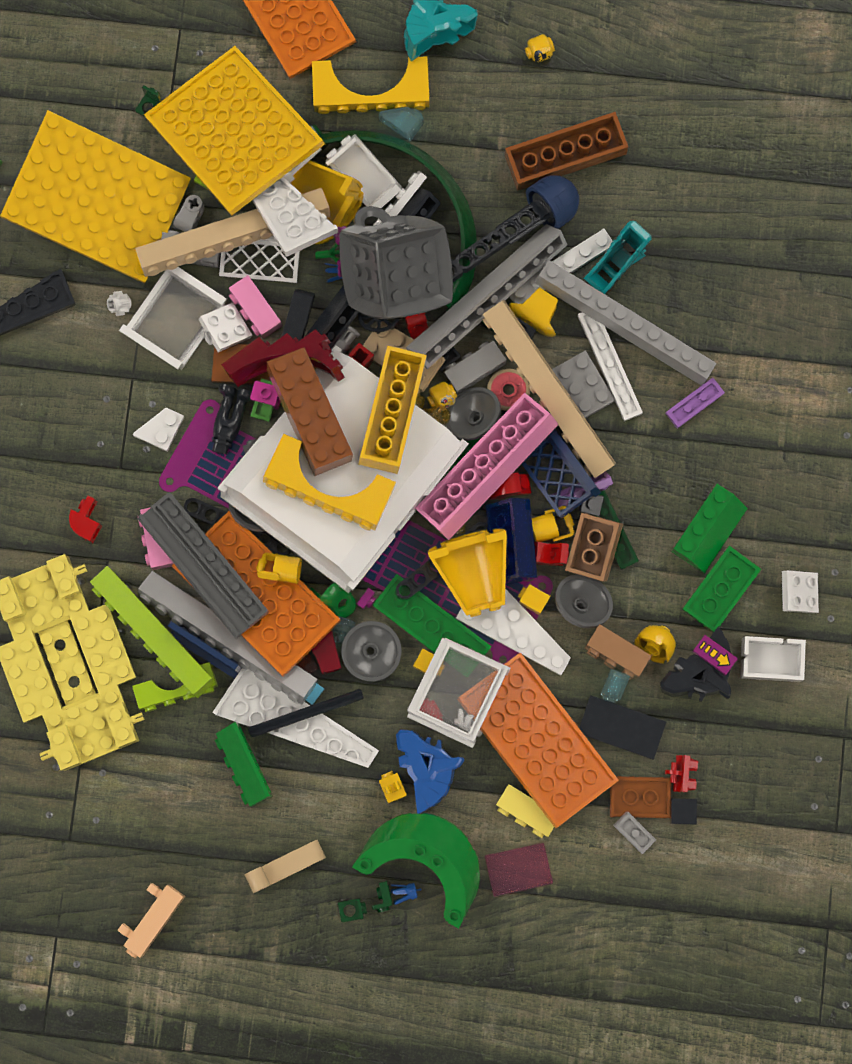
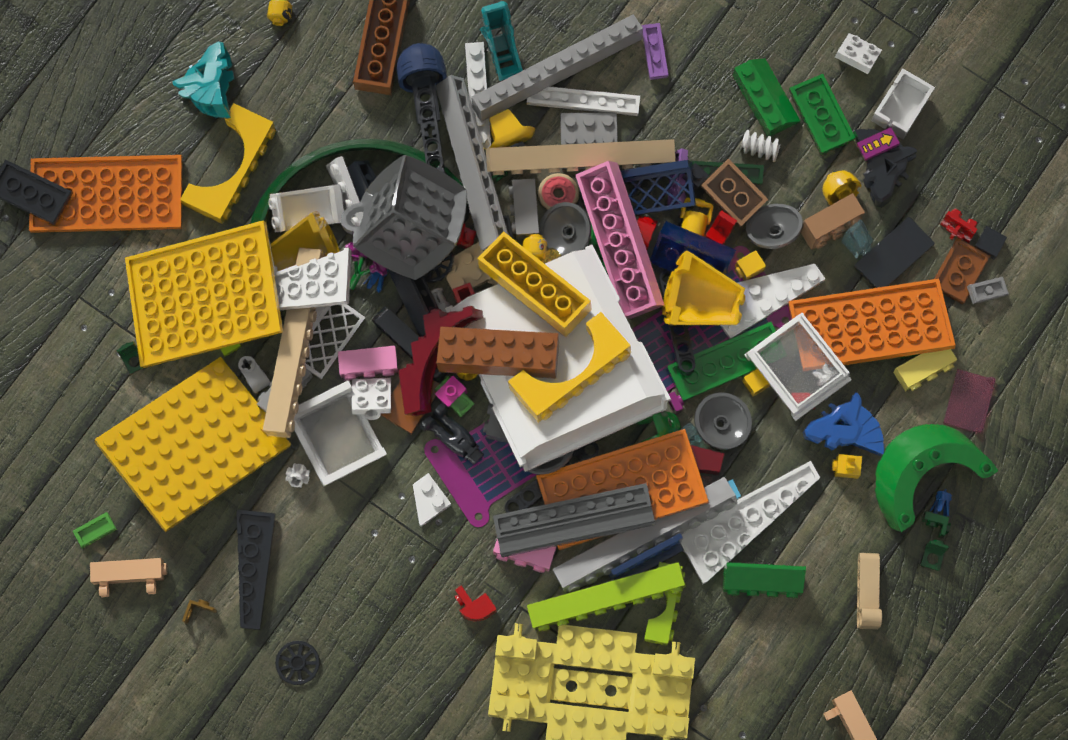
camera: 65 degrees left, 5 degrees down
(285, 568) = (617, 450): yellow piece -> none
(306, 713) = (746, 506): black axle -> none
(403, 121) = (277, 154): clear light blue slope -> none
(656, 548) = (760, 145): none -> white piece

